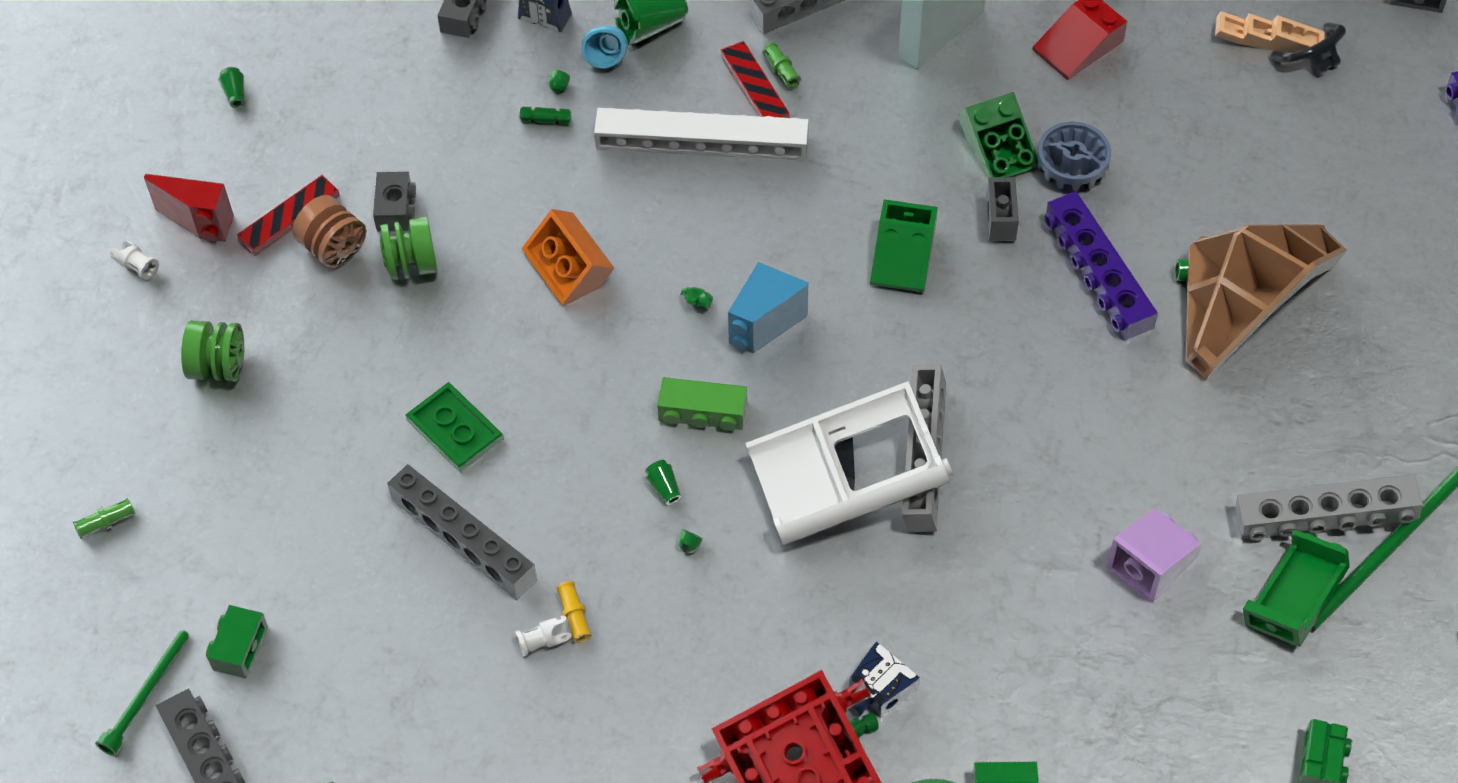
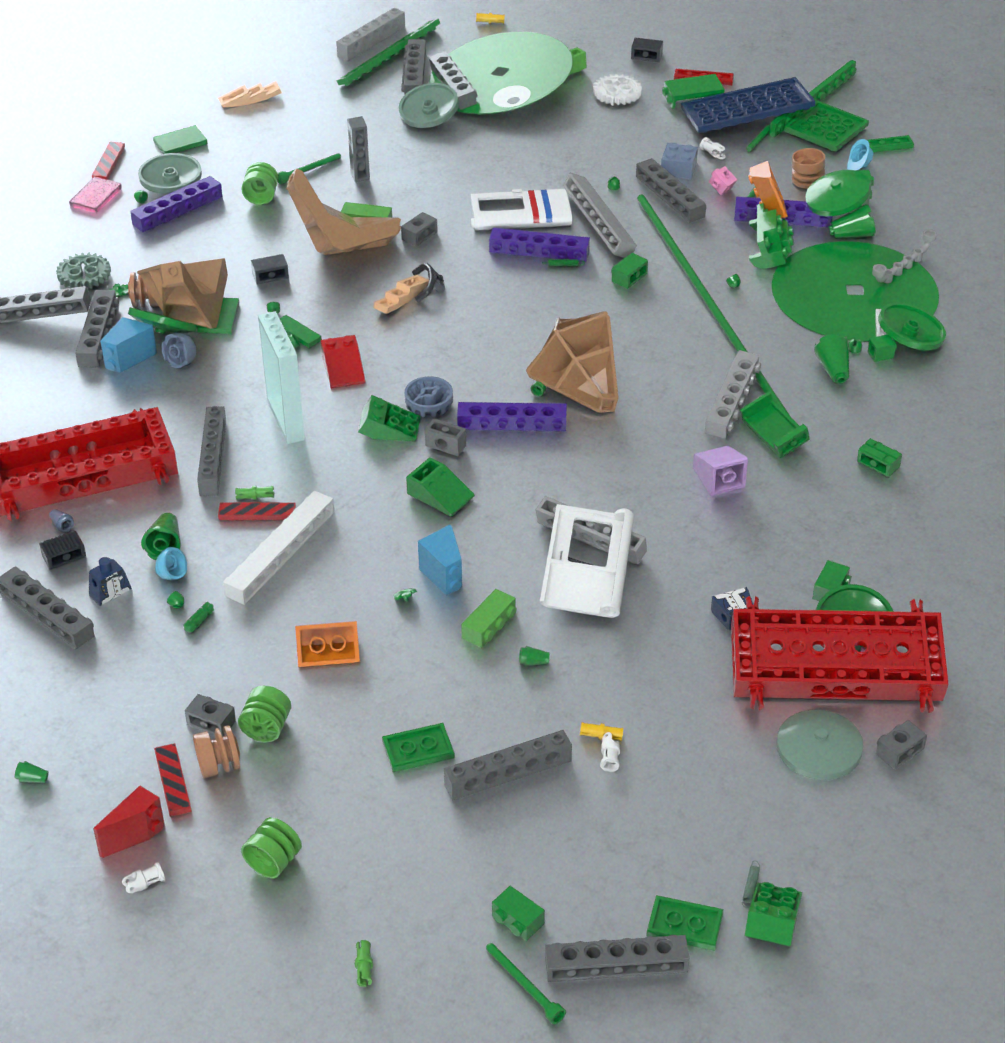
camera: 65 degrees left, 15 degrees down
(690, 539) = (584, 660): green hinge -> none

